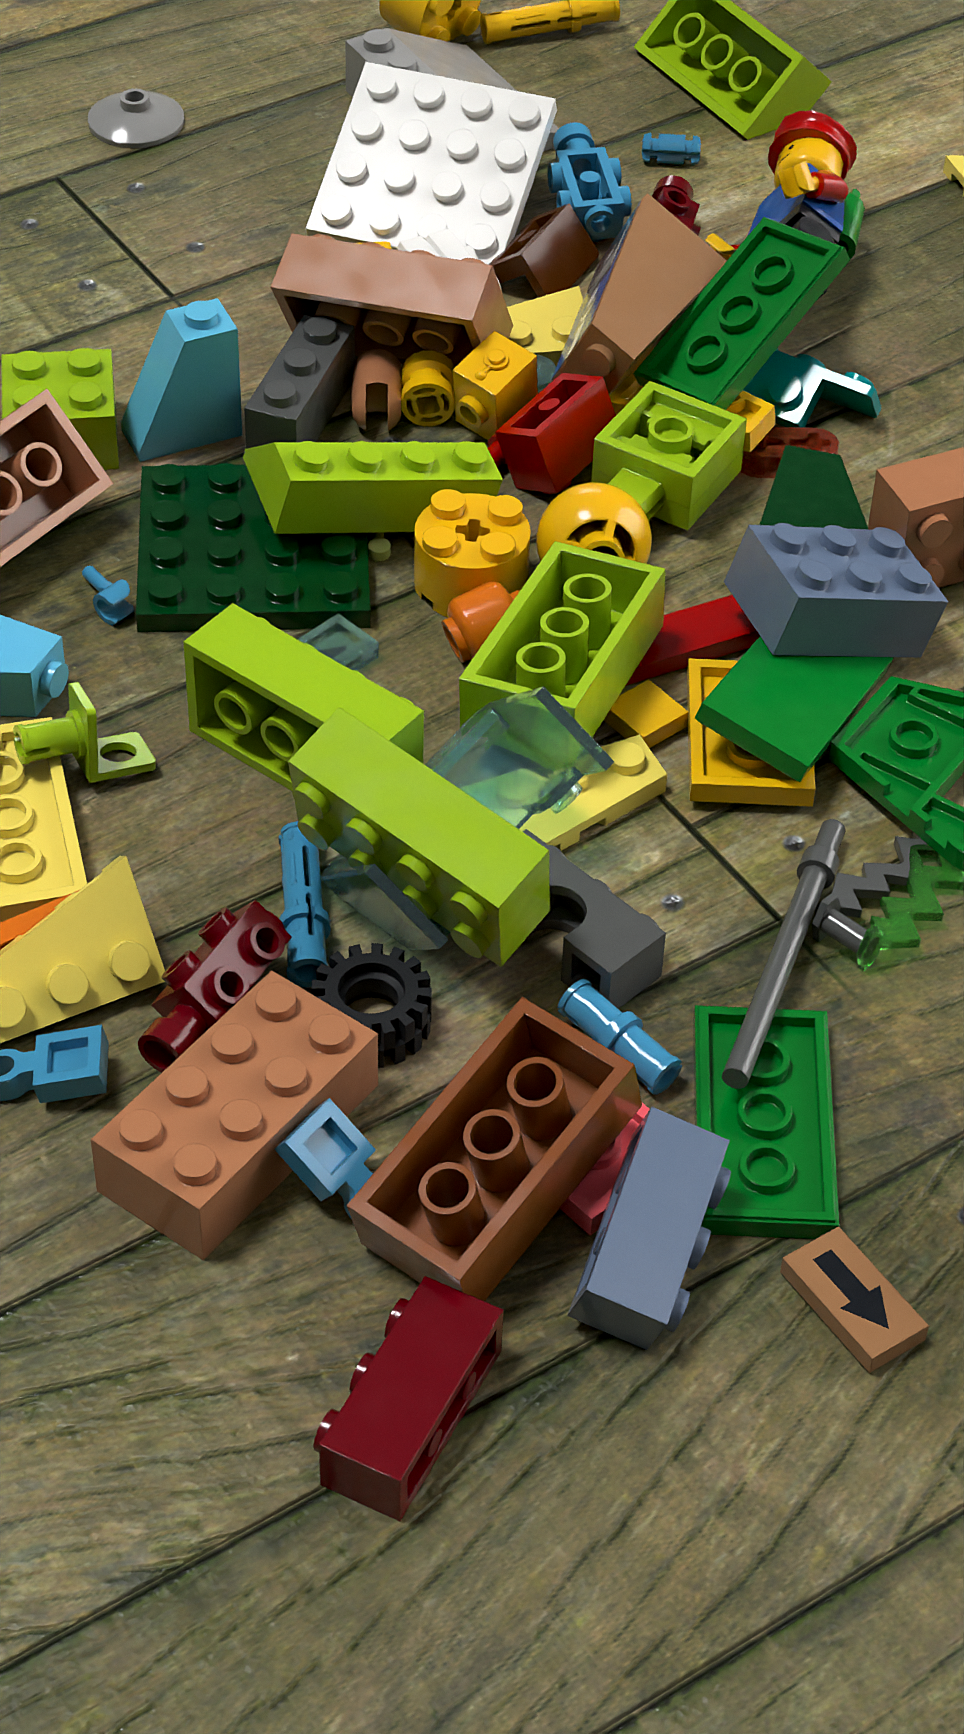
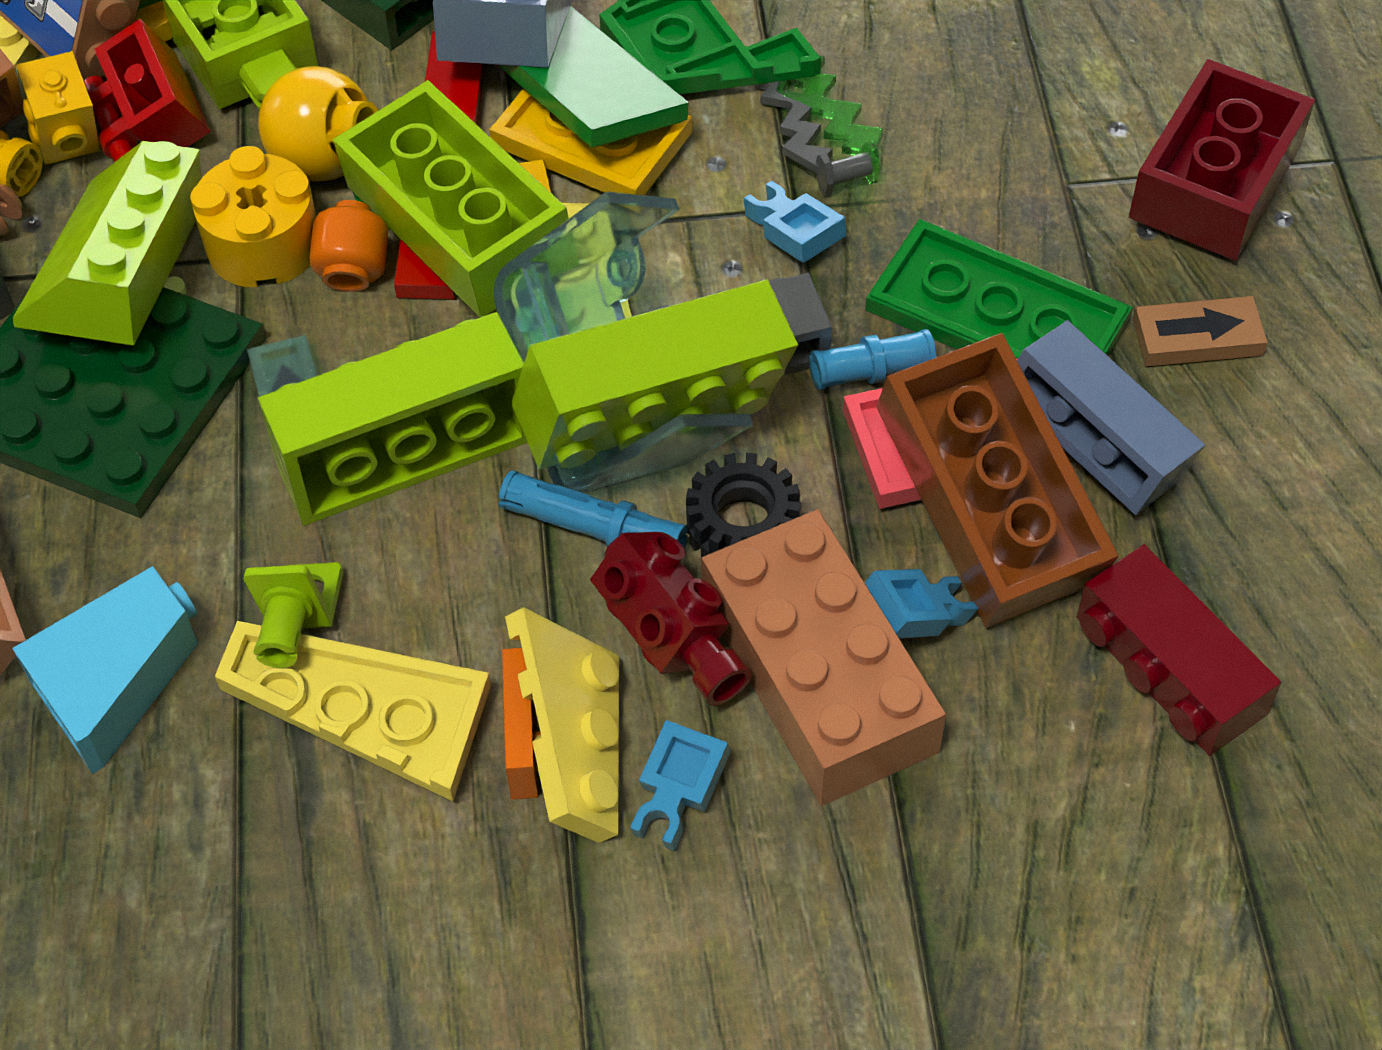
camera: 60 degrees left, 10 degrees up
(110, 600) = (94, 512): dark azure hand -> none
(747, 920) = (796, 226): none -> dark azure plate
(814, 873) = (770, 159): dark grey bar -> none

